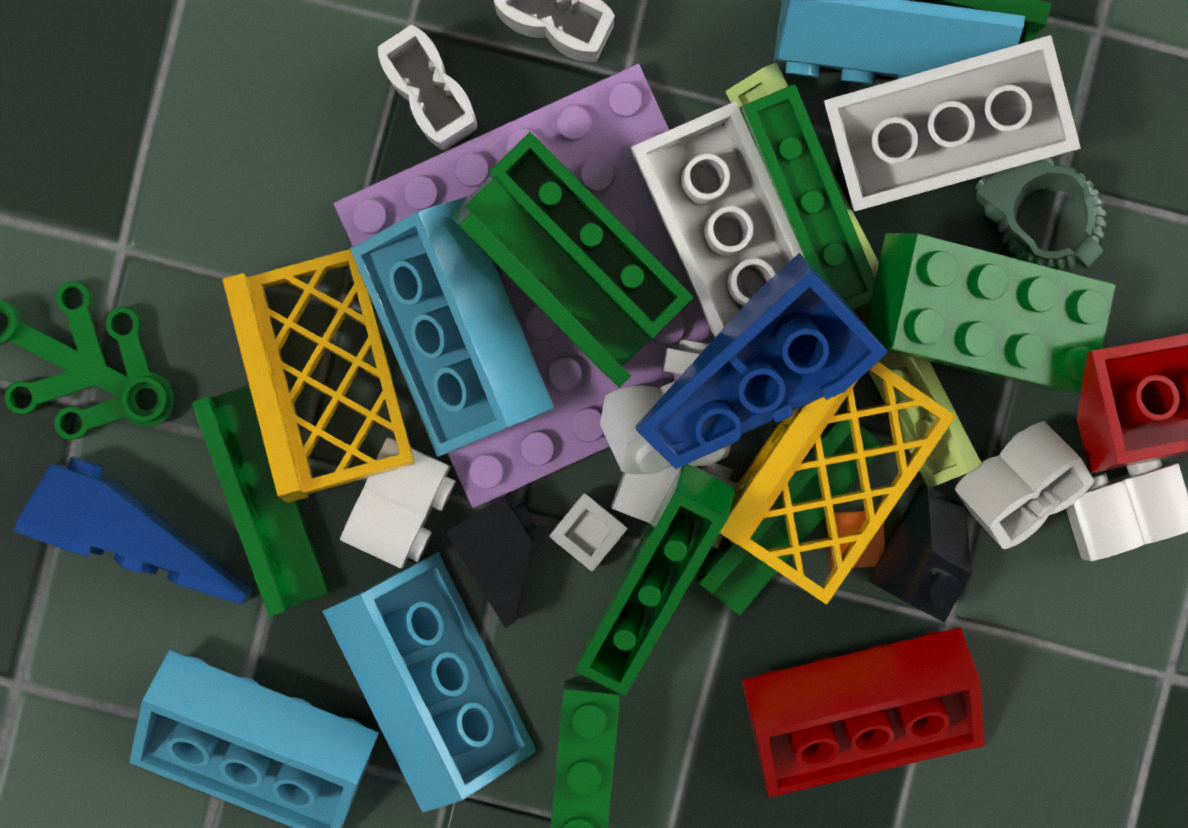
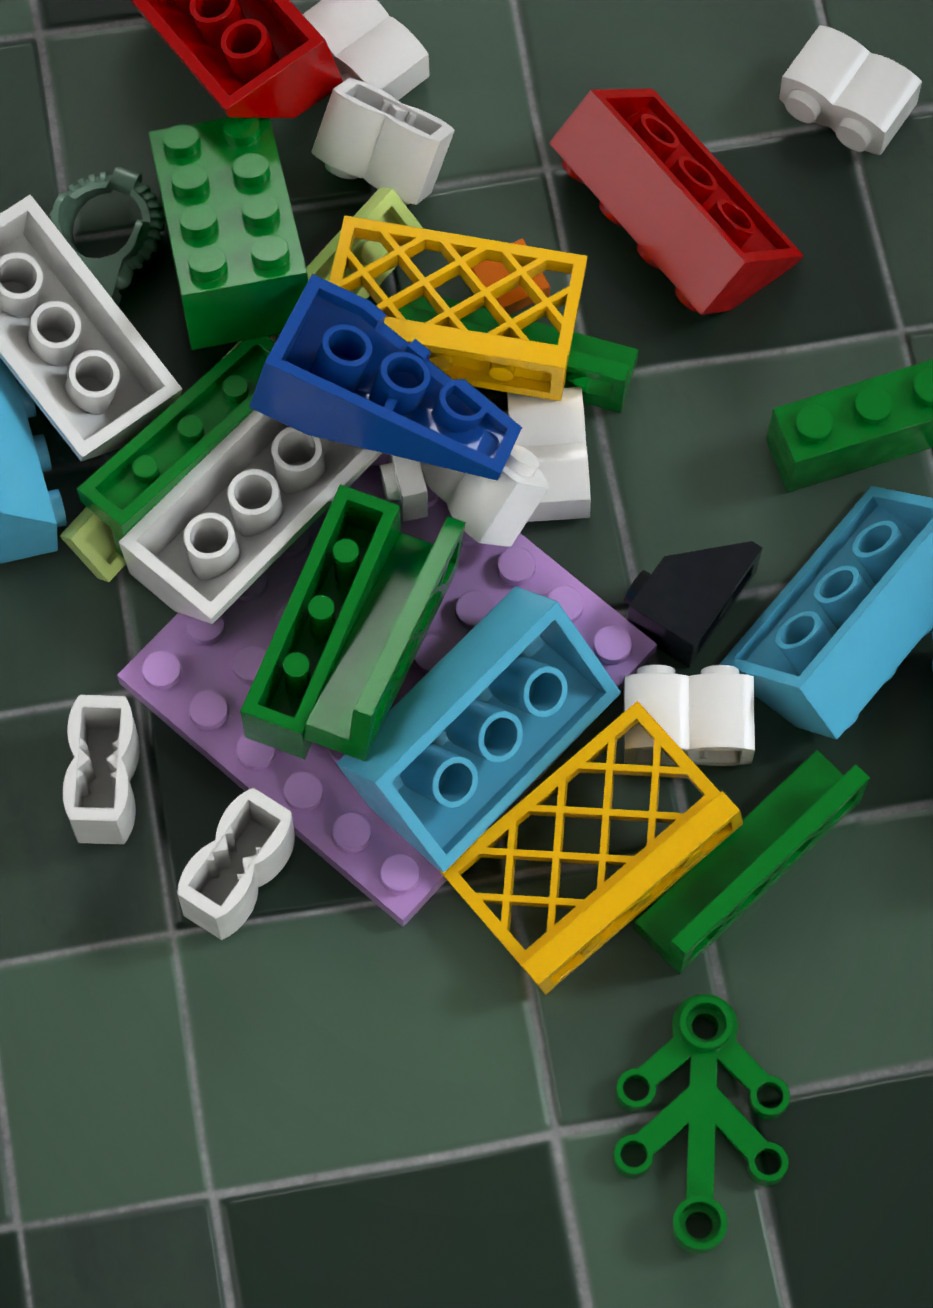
camera: 115 degrees left, 20 degrees down
(94, 514) = (860, 1010): blue wedge -> none
(588, 531) = (625, 523): white plate -> none
(655, 579) = (641, 416): green brick -> none
(927, 554) = (496, 197): black slope -> none

